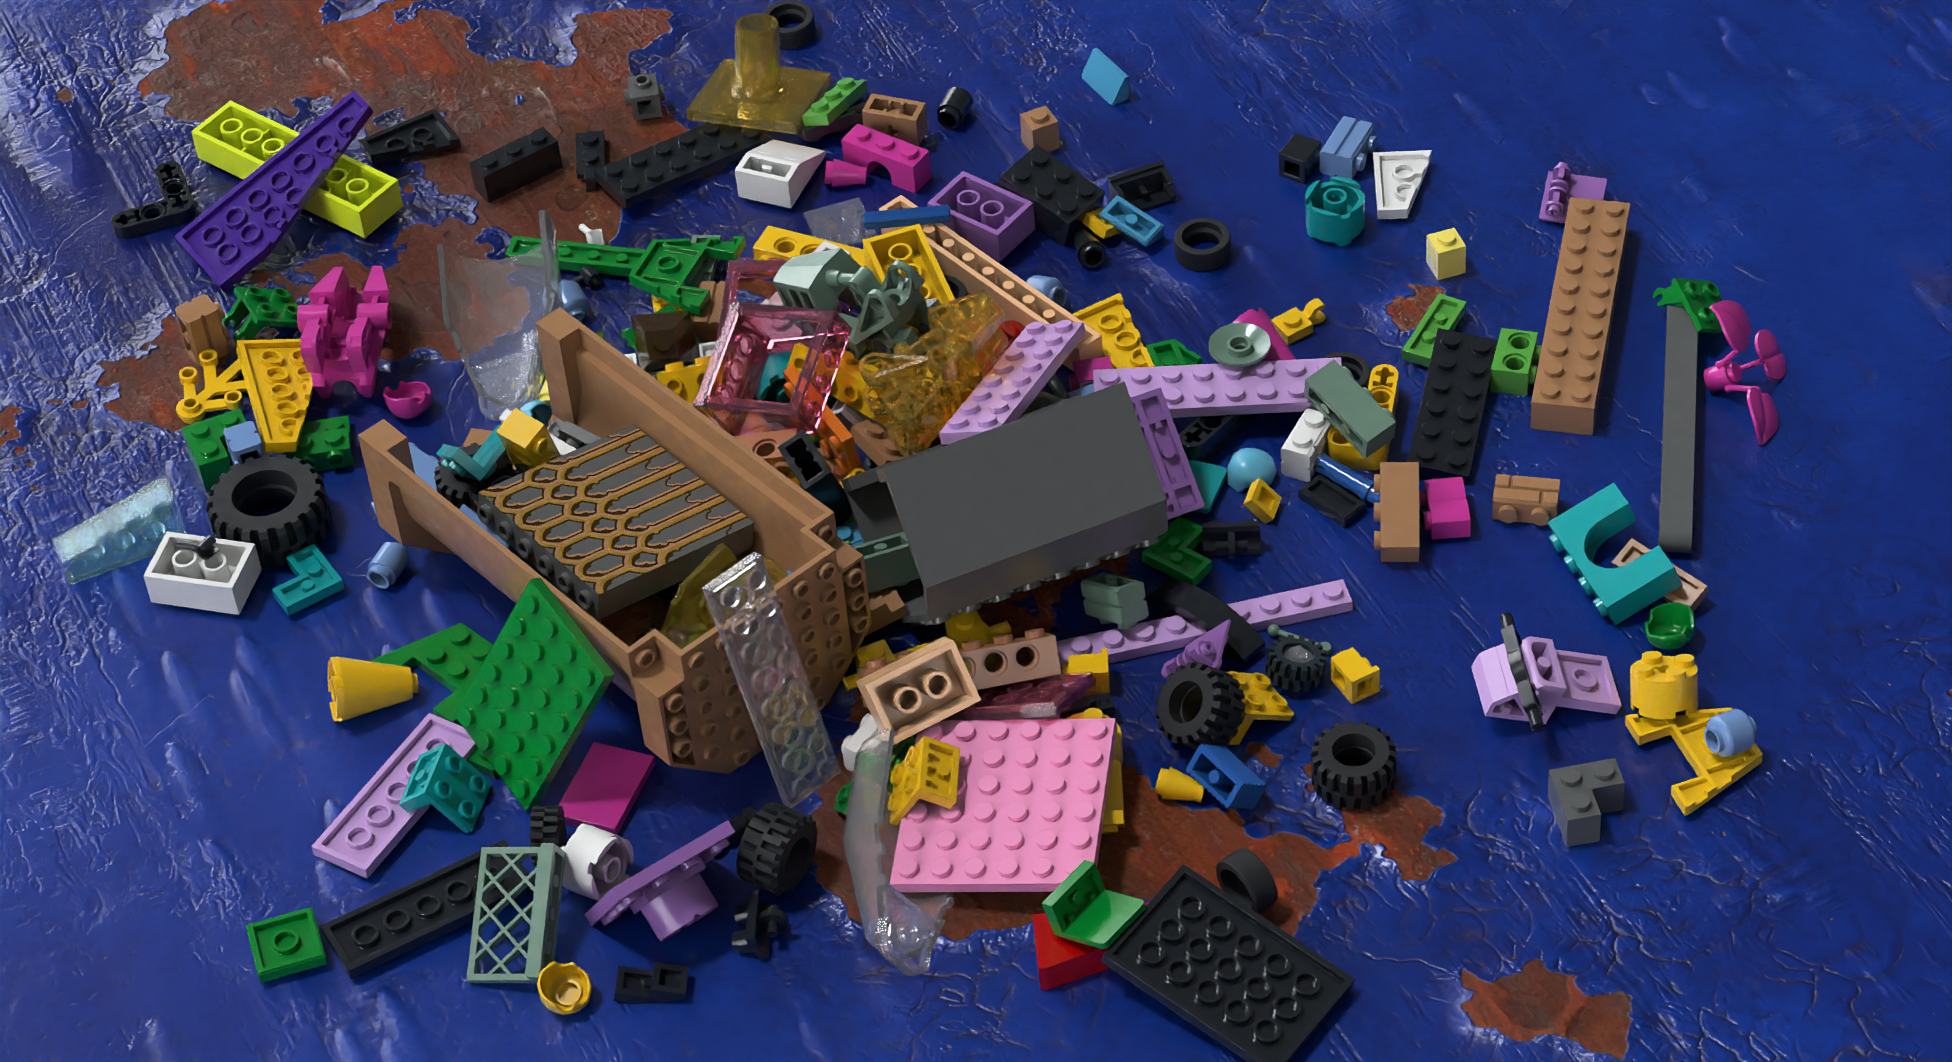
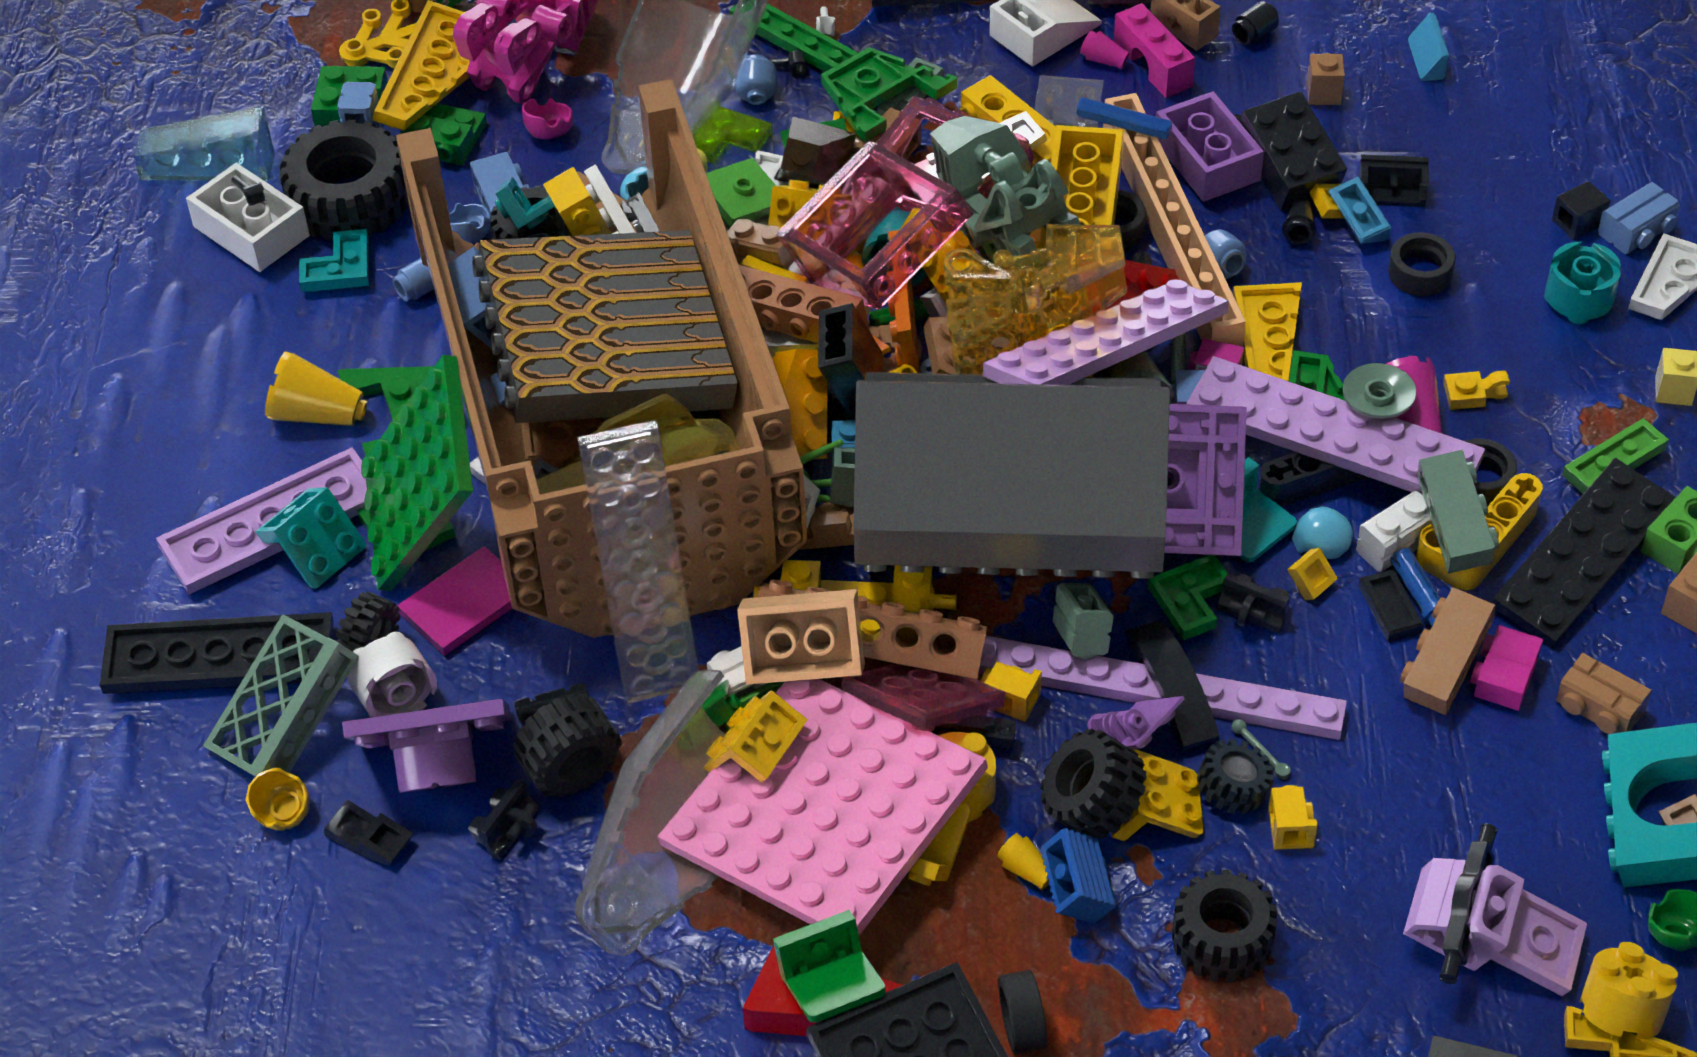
camera: 25 degrees right, 5 degrees up
(286, 944) = (68, 630): green plate -> none

